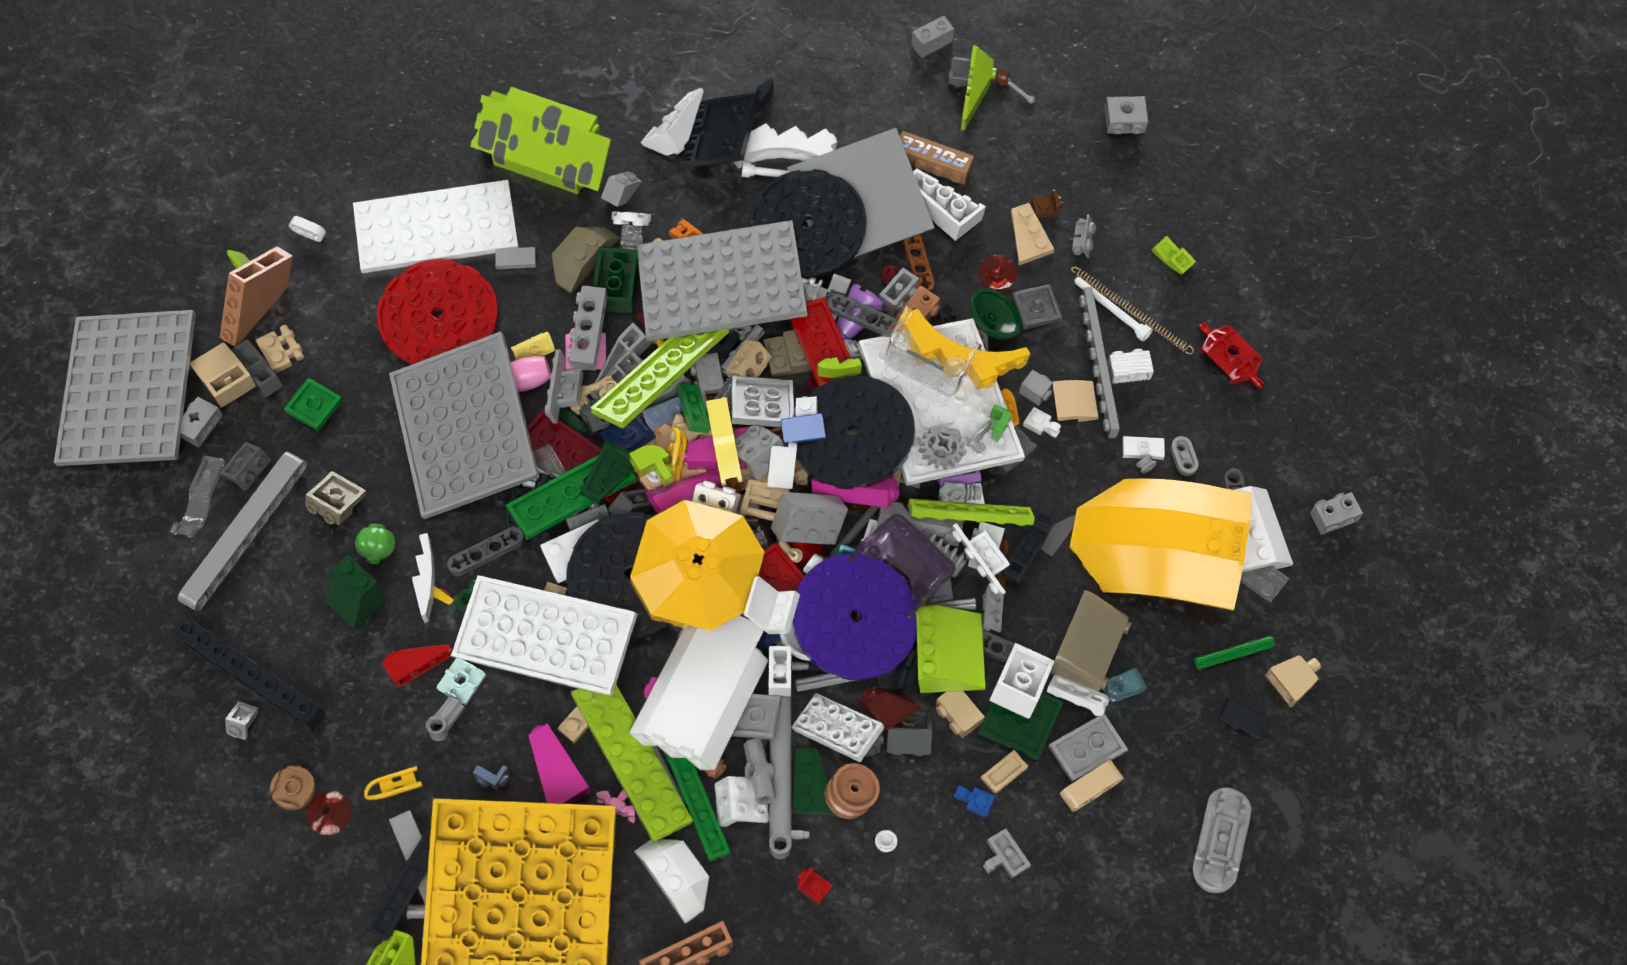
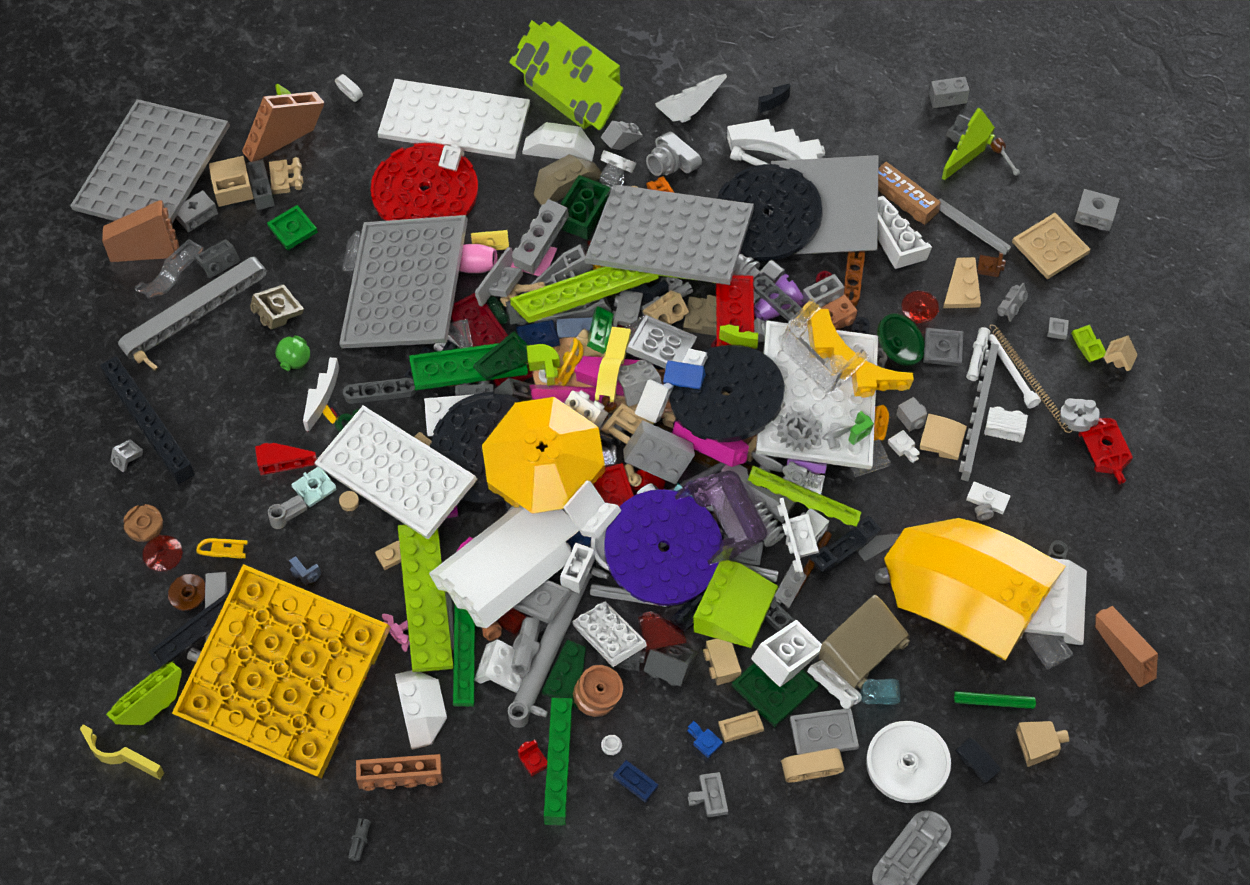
camera: 25 degrees right, 5 degrees down
(153, 471) = (141, 235): none -> nougat slope
(208, 605) = (140, 356): none -> tan hand
(353, 592) = (256, 384): dark green slope -> none
(368, 841) = (182, 587): none -> reddish brown dish
(389, 410) = (351, 252): none -> clear slope
(454, 271) = (451, 157): none -> white bracket
(505, 683) = (349, 501): none -> tan tile
(515, 258) = (508, 164): light grey tile -> none
(557, 772) = (358, 582): dark pink slope -> none
(558, 217) = (558, 141): none -> white wedge
(683, 194) = (672, 154): none -> light grey beam
(720, 131) = (725, 113): black hinge -> none
(733, 750) = (512, 620): none -> clear red plate
(843, 879) = (558, 761): none -> green arch
(919, 491) = (767, 463): none -> light grey dish
(926, 869) = (635, 781): none -> dark blue plate
(1014, 171) = (974, 227): none -> light grey axle
(1072, 295) = (980, 347): none -> white pin
(1076, 565) = (882, 576): none -> dark grey hinge
(1096, 166) = (1051, 245): none -> tan plate
(1138, 250) = (1057, 328): none -> light grey plate
(1184, 457) = (1022, 518): light grey plate -> none
(1191, 731) = (913, 745): none -> white dish
(1199, 323) = (1073, 407): none -> light grey plate
(1209, 255) = (1121, 353): none -> tan panel
(1336, 513) = (1144, 612): light grey brick -> none
(1336, 551) = (1128, 646): none -> nougat slope

